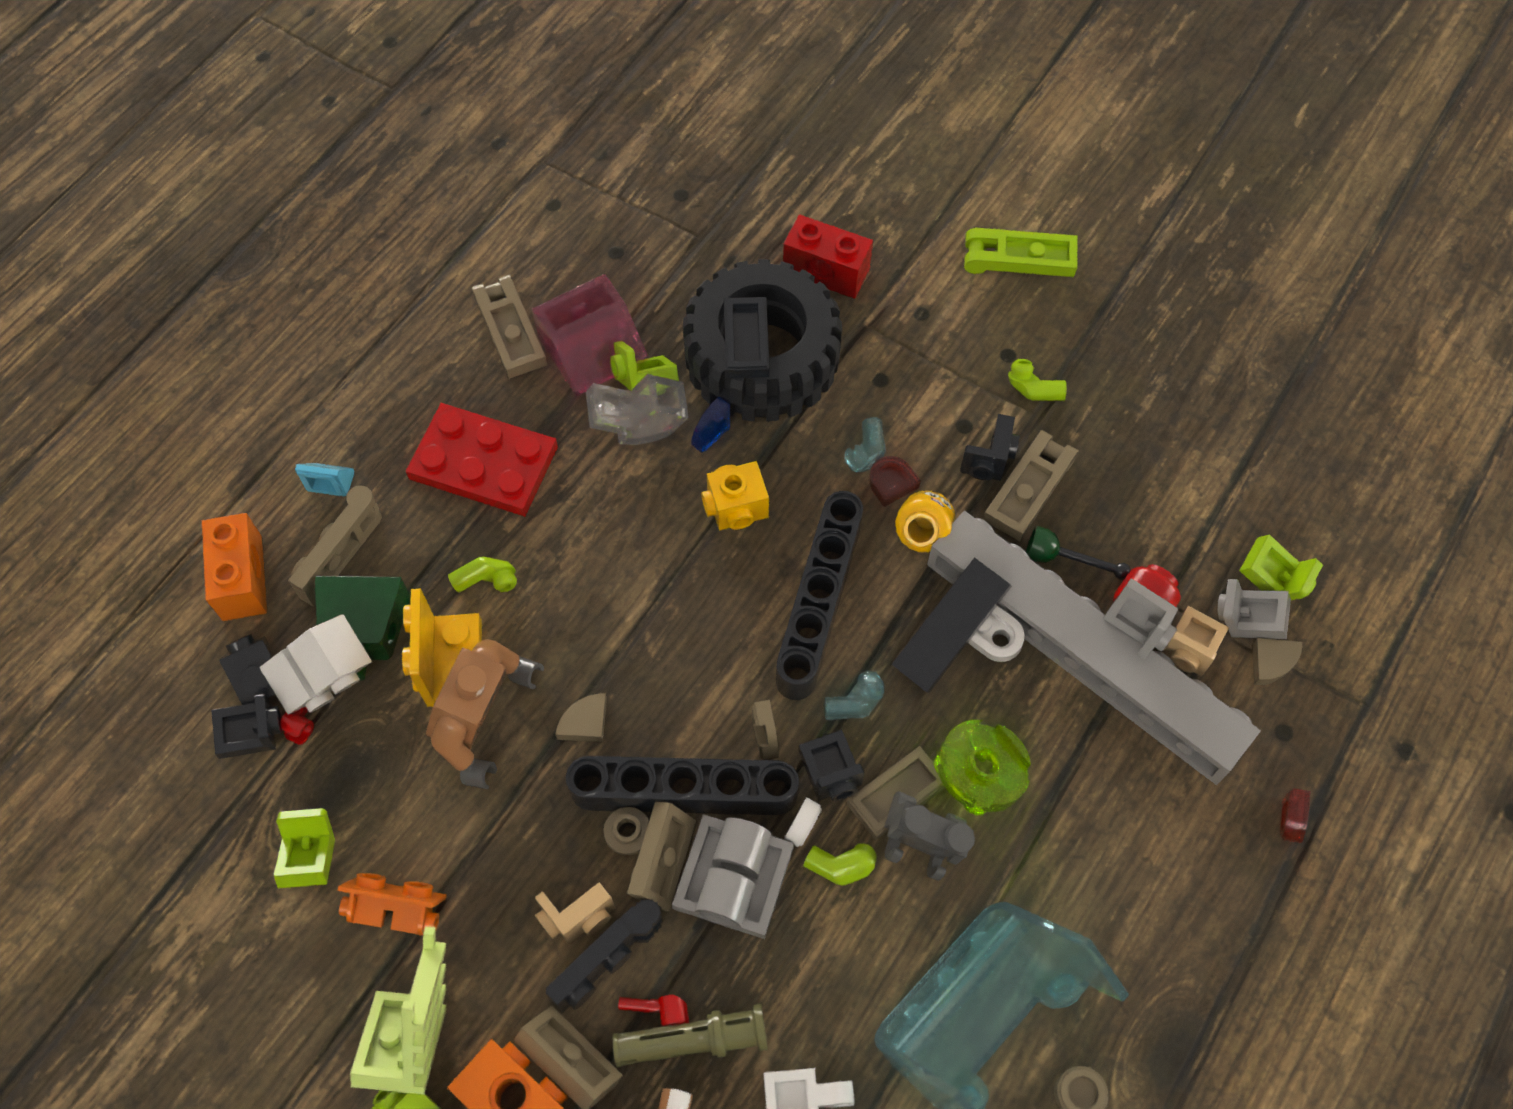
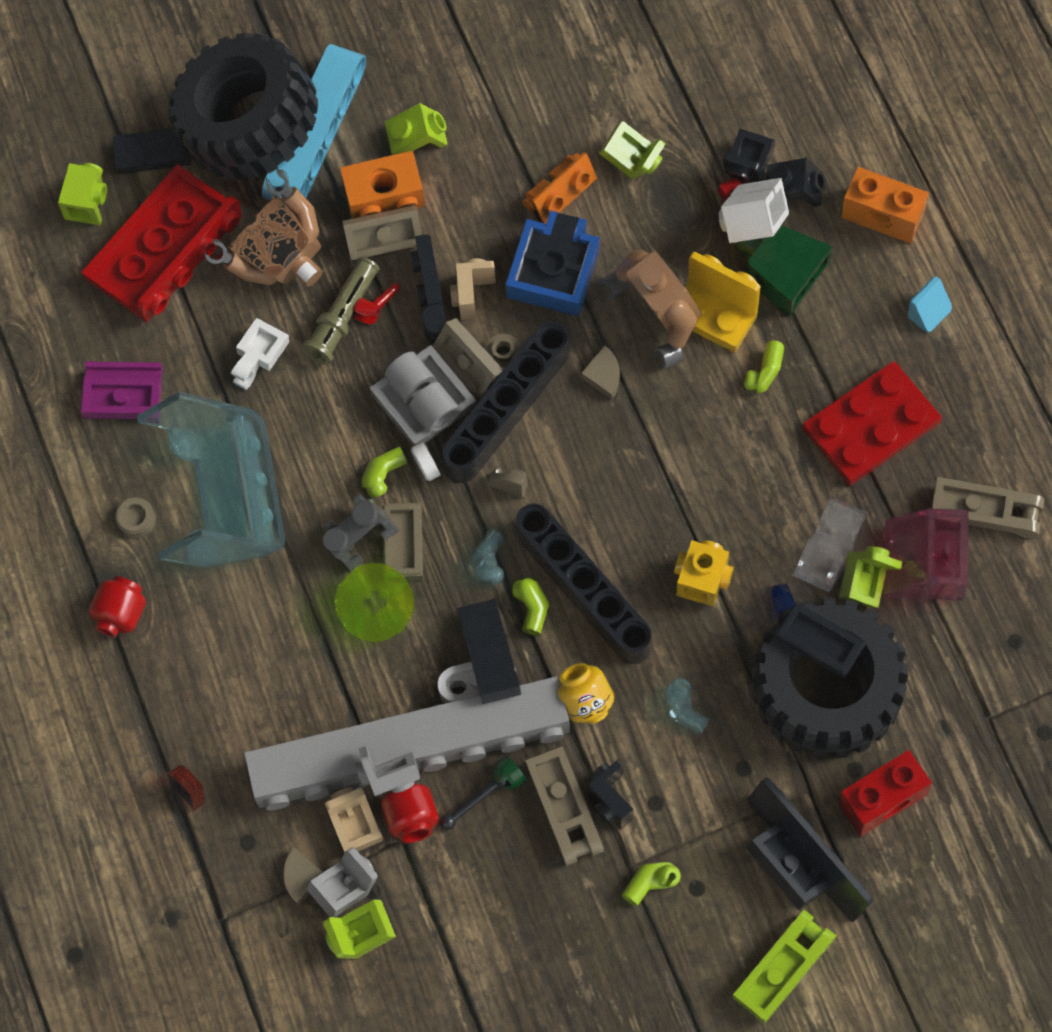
camera: 130 degrees right, 5 degrees up
(337, 543) = (859, 282): dark tan plate -> none
(404, 1029) = (465, 144): yellowish green plate -> none
(492, 841) = (554, 264): none -> piece
(831, 767) = (448, 504): black bracket -> none
(867, 627) = (535, 600): none -> lime arm
(892, 479) = (645, 708): clear red tile -> none
(929, 288) = (800, 858): none -> black bracket
(1193, 1025) = (117, 606): none -> red head

